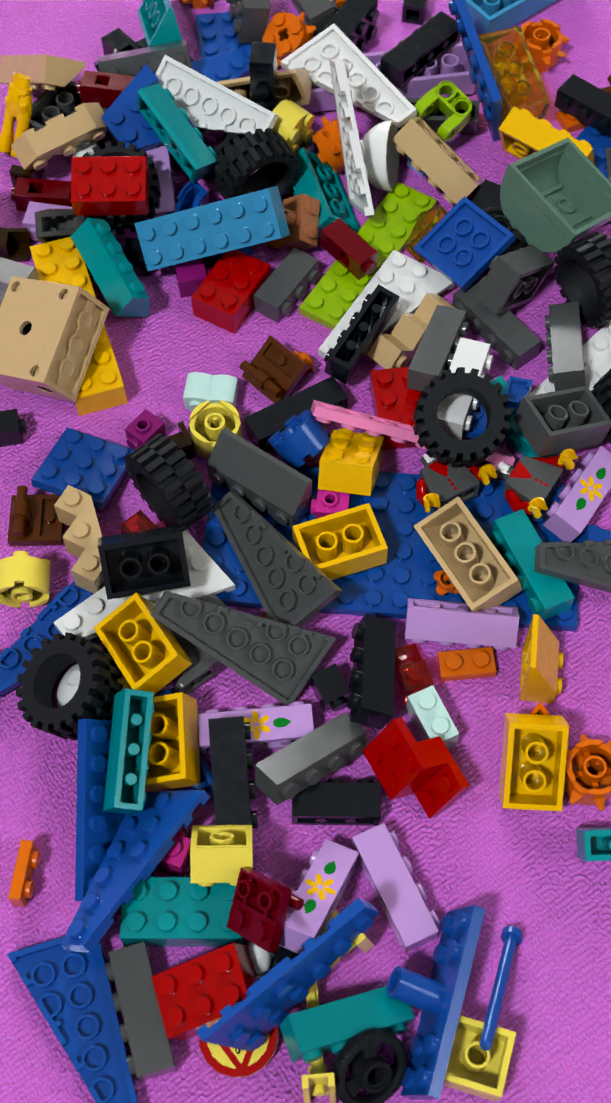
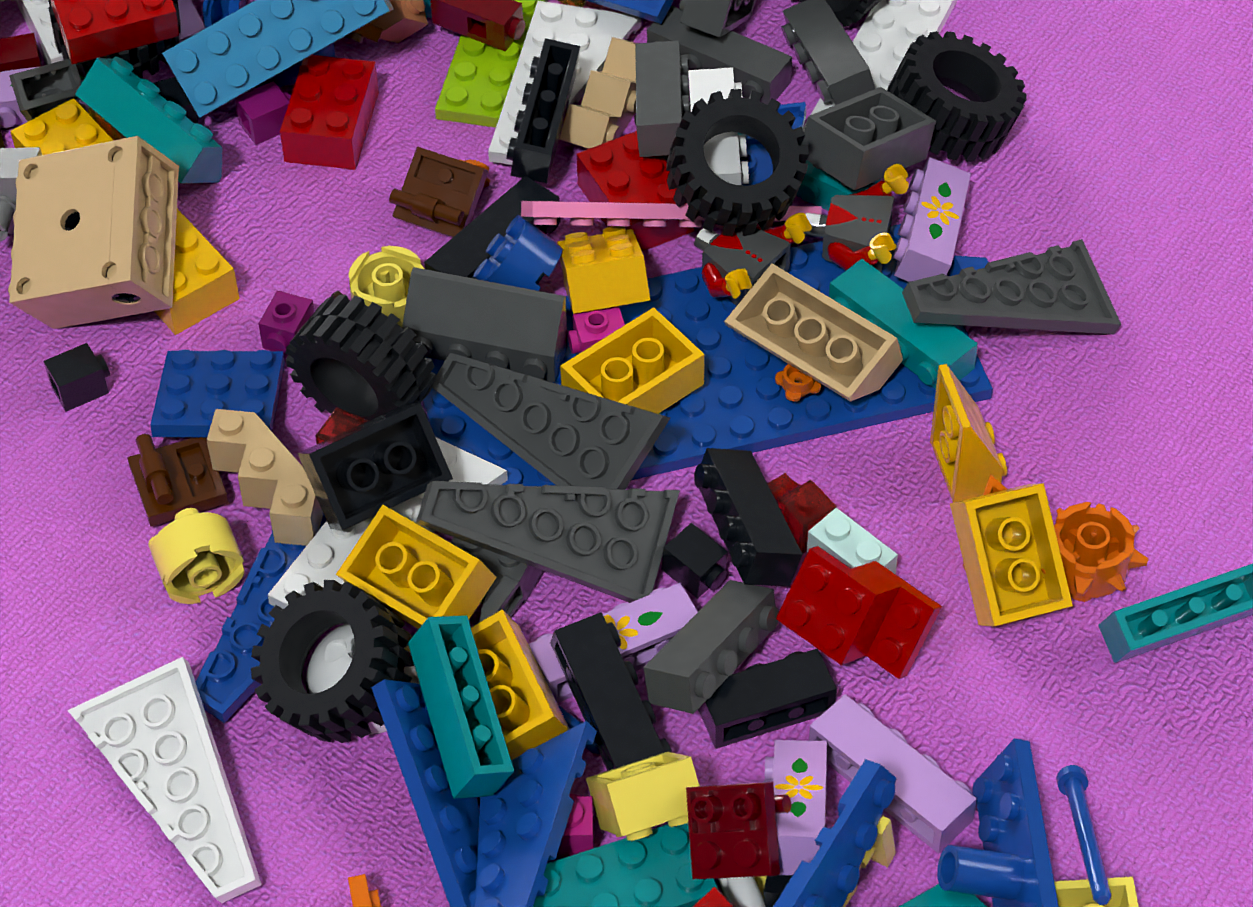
camera: 20 degrees left, 10 degrees down
(206, 387) = (346, 241): light aqua brick -> none
(286, 285) = (405, 85): dark grey brick -> none
(456, 623) = (838, 427): lavender brick -> none
(466, 664) = (864, 479): orange plate -> none

